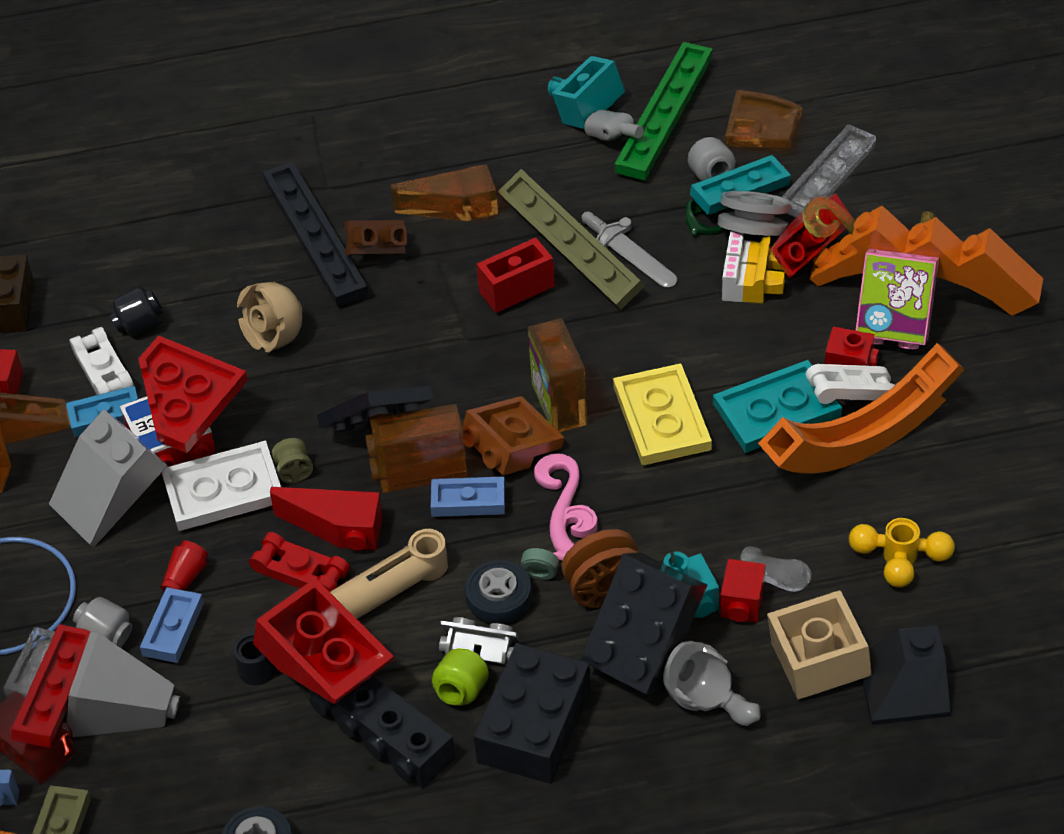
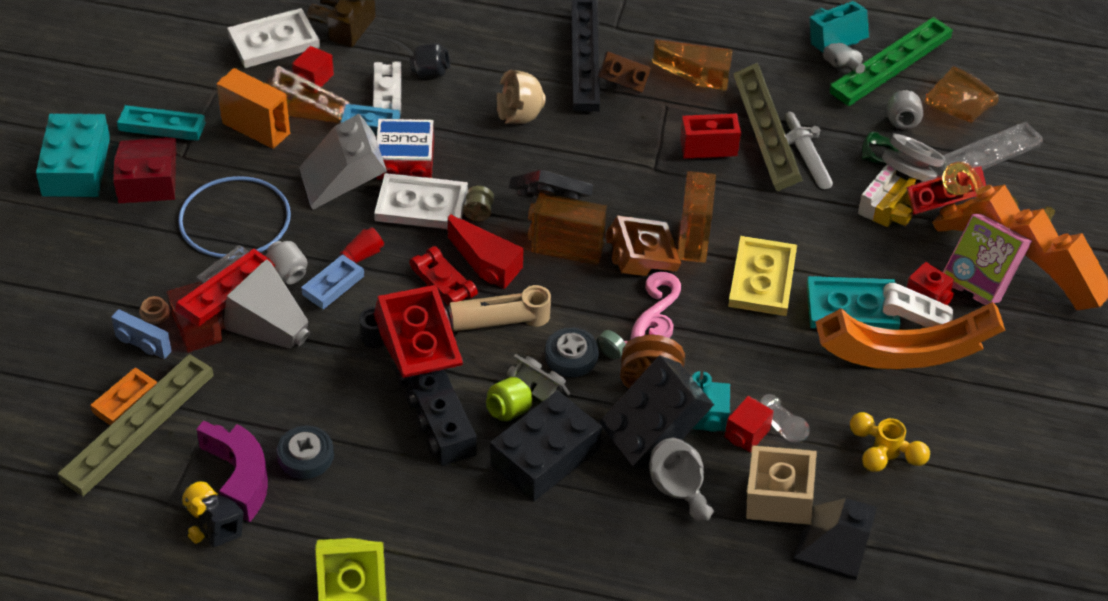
camera: 20 degrees right, 0 degrees up
(186, 390) = (426, 125): red plate -> none
(468, 496) = (588, 277): medium blue plate -> none
(758, 176) = (933, 134): teal plate -> none

